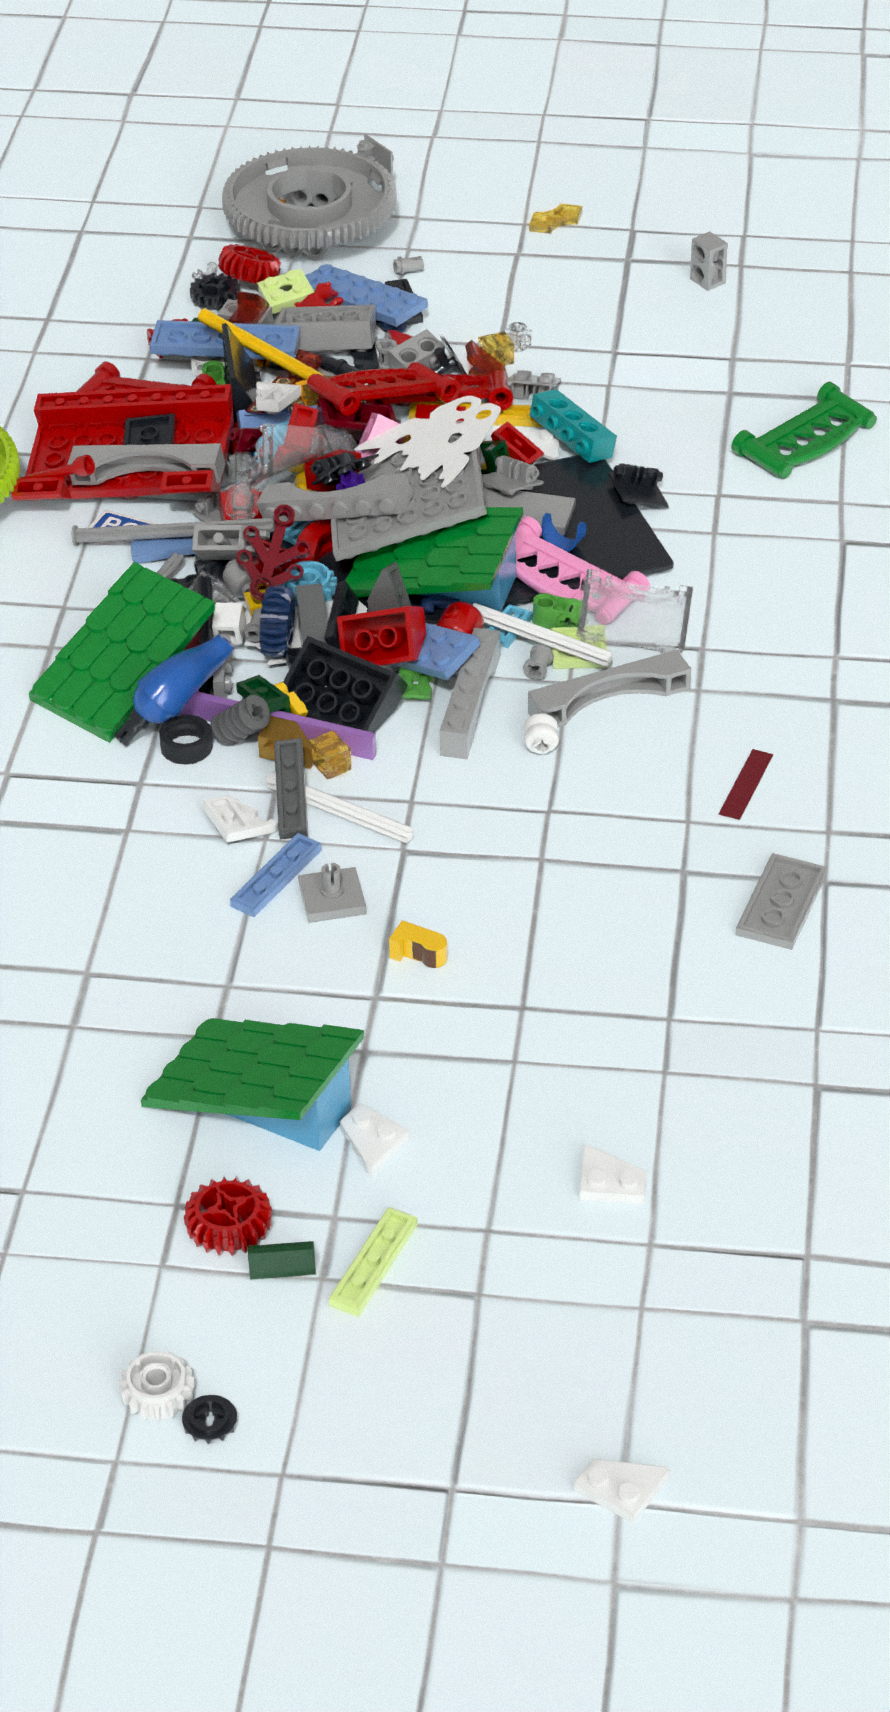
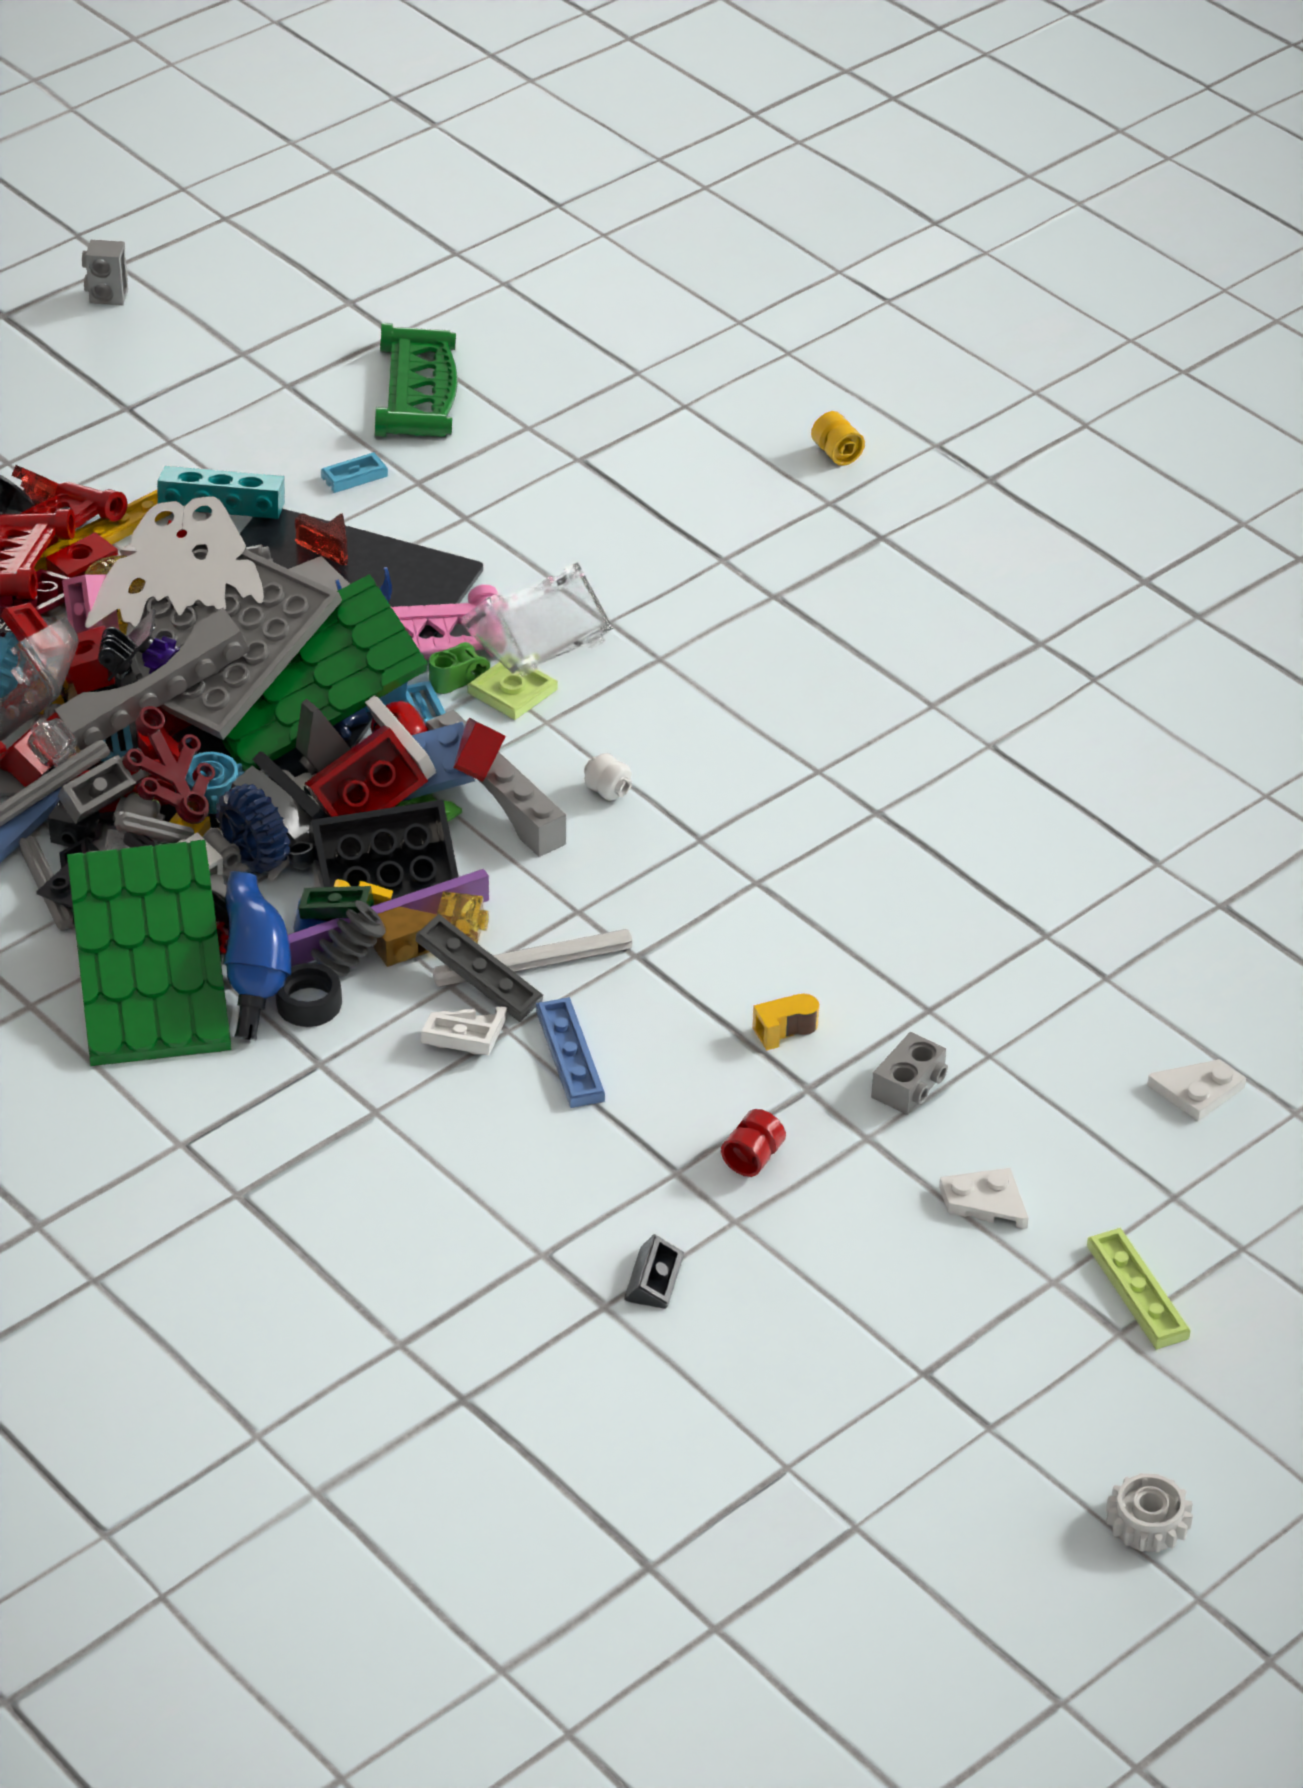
camera: 50 degrees left, 0 degrees up
(123, 1029) = (654, 1273): none -> black slope
(197, 1412) = (1215, 1491): black gear -> none
(215, 582) = (152, 827): none -> light grey axle
(227, 1215) = (989, 1343): red gear -> none
(265, 1074) = (849, 1208): green piece -> none
(281, 997) = (753, 1142): none -> red wheel
(281, 1260) = (1076, 1342): dark green panel -> none
(332, 893) = (643, 1033): light grey tile -> none
(426, 621) = (384, 717): none -> white tile
(438, 1029) = (909, 1073): none -> light grey brick
(463, 656) = (478, 749): none -> red slope
(499, 346) = (28, 457): clear yellow brick -> none
(519, 335) = (26, 443): clear gear -> none
(523, 377) = (113, 475): light grey hinge -> none
(540, 658) = (506, 719): light grey bush -> none
(545, 636) = (488, 691): white axle -> none
(596, 489) = (323, 538): none -> clear red slope
(638, 485) = (358, 518): black hinge -> none
(654, 675) = (621, 666): light grey arch -> none
(686, 465) = (354, 472): none -> medium azure tile
(745, 784) = (815, 710): dark red sticker -> none
(781, 901) = (987, 783): light grey tile -> none

